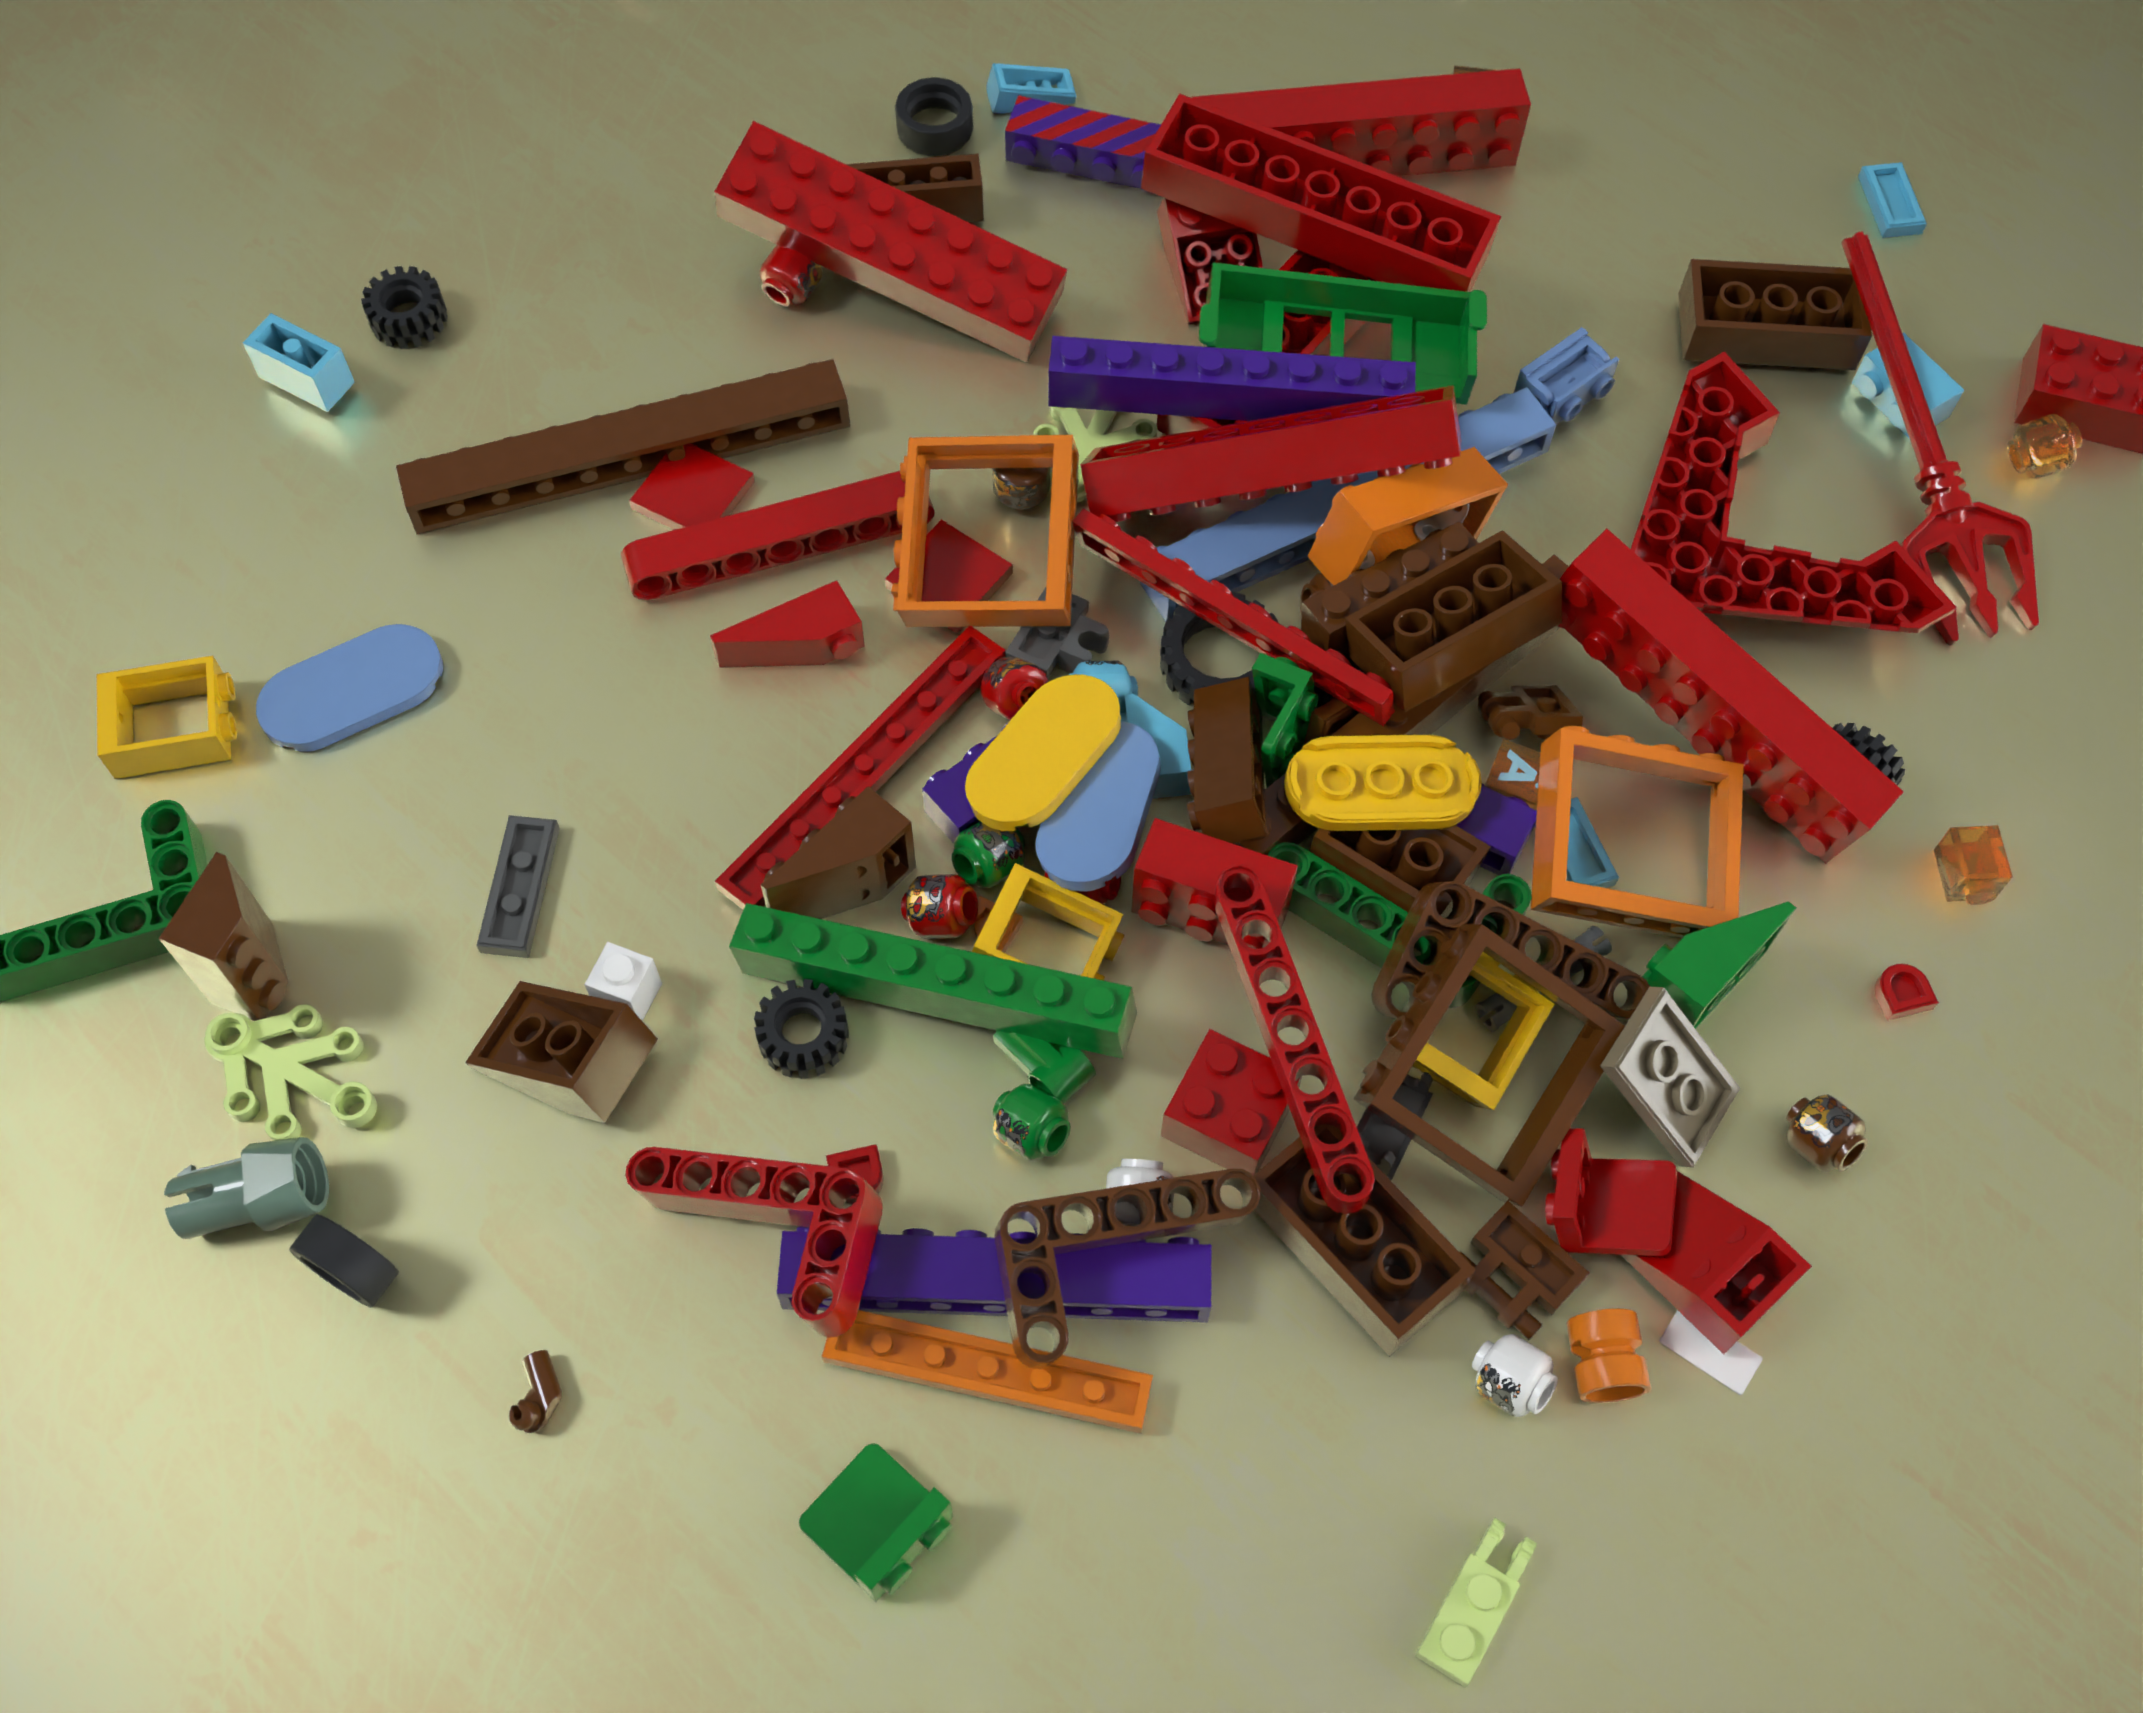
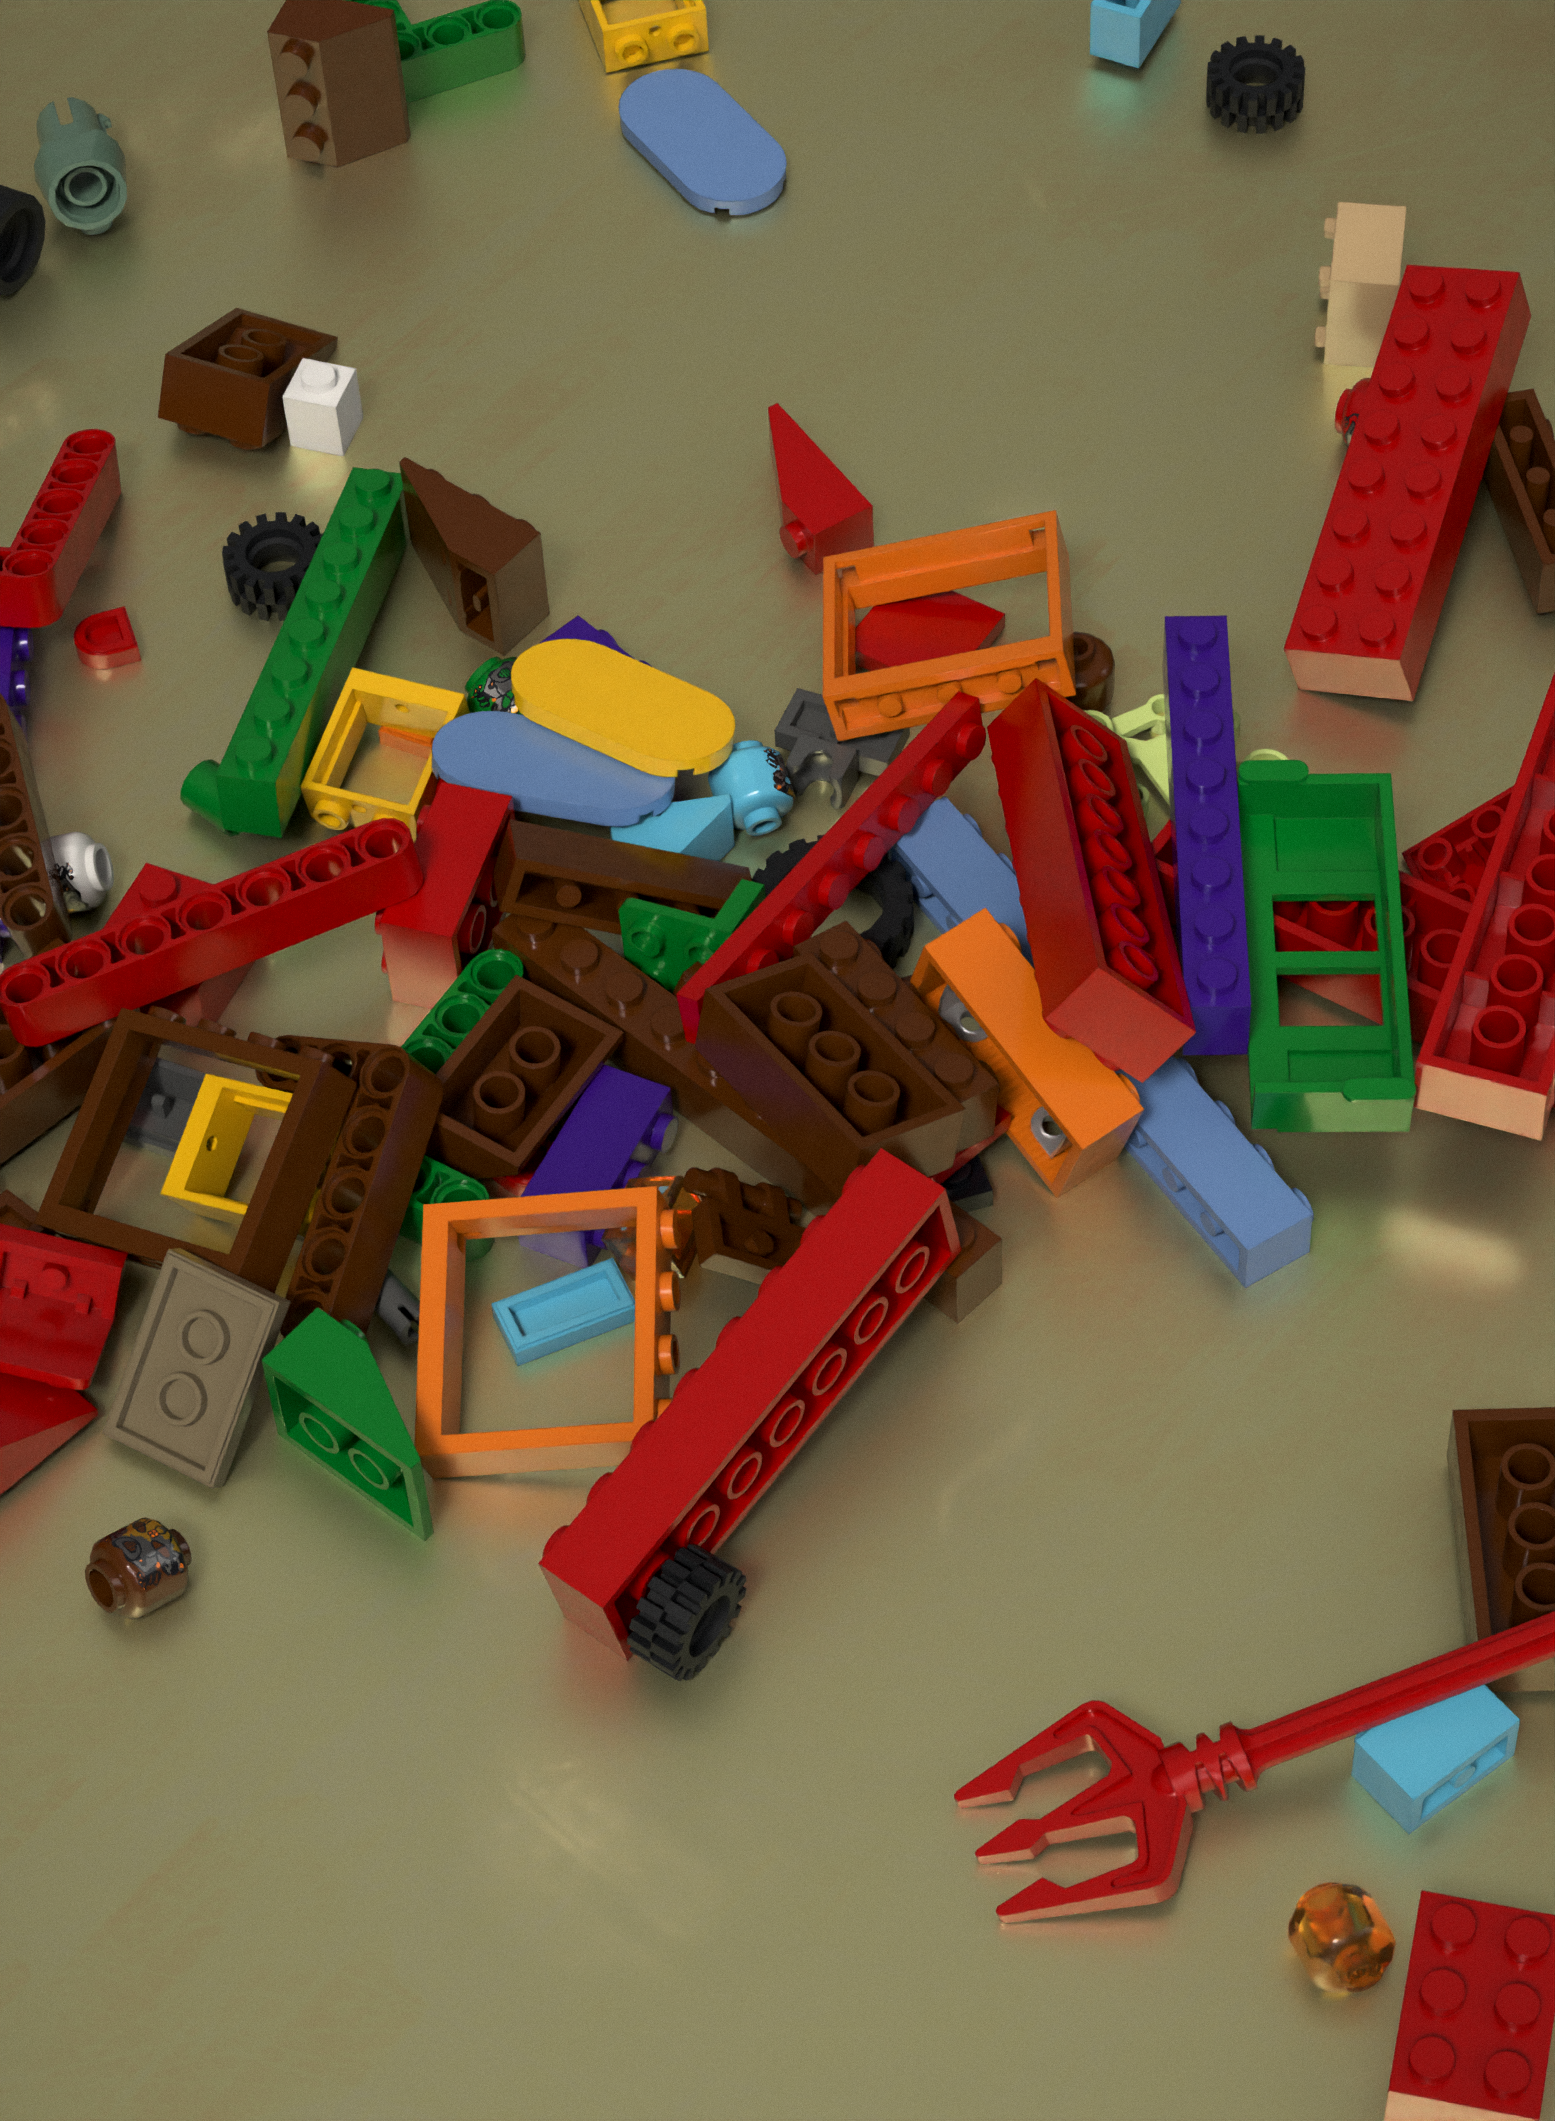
camera: 90 degrees right, 10 degrees down
(286, 1066) = (256, 134): yellowish green plant -> none
(518, 886) = (456, 318): dark grey tile -> none
(621, 446) = (1077, 314): reddish brown brick -> none
(666, 254) = (1360, 281): none -> tan container
(691, 489) = (1023, 384): red tile -> none
(765, 537) = (944, 441): red beam -> none
(867, 761) = (660, 595): red plate -> none
(939, 906) = (434, 655): red head -> none
(1010, 684) = (748, 690): red head -> none
(1031, 1122) = (153, 769): green head -> none
(1382, 783) = (595, 1040): yellow tile -> none
(1569, 376) = (1364, 1287): medium blue hinge -> none
(1687, 527) = (1048, 1419): red wedge -> none
(1904, 992) = (360, 1691): red tile -> none
(1972, 864) = (550, 1774): clear orange brick -> none

